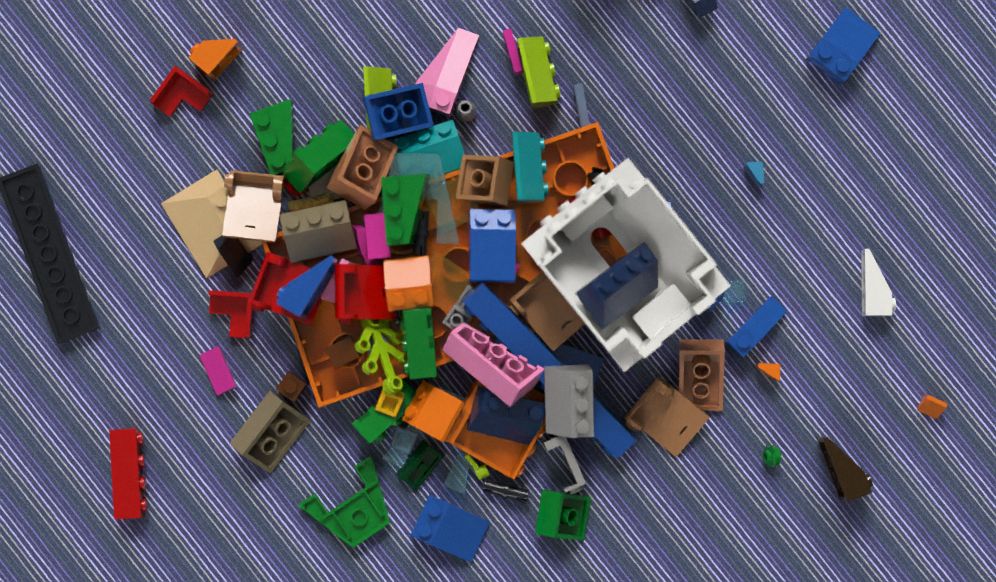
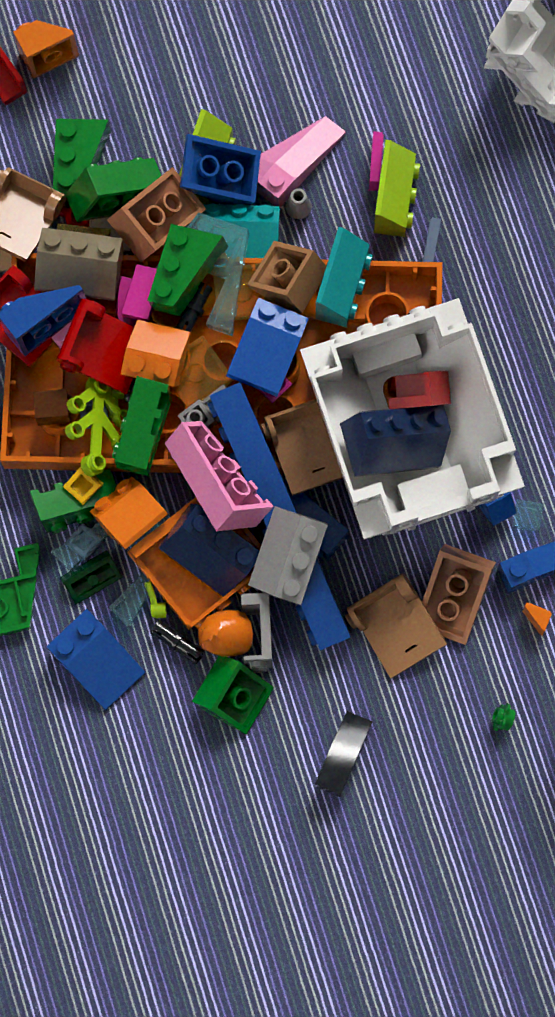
camera: 25 degrees right, 10 degrees down
(542, 473) = (226, 633): none -> orange piece
(623, 238) = (421, 390): none -> red panel
(663, 529) = (343, 754): none -> black slope

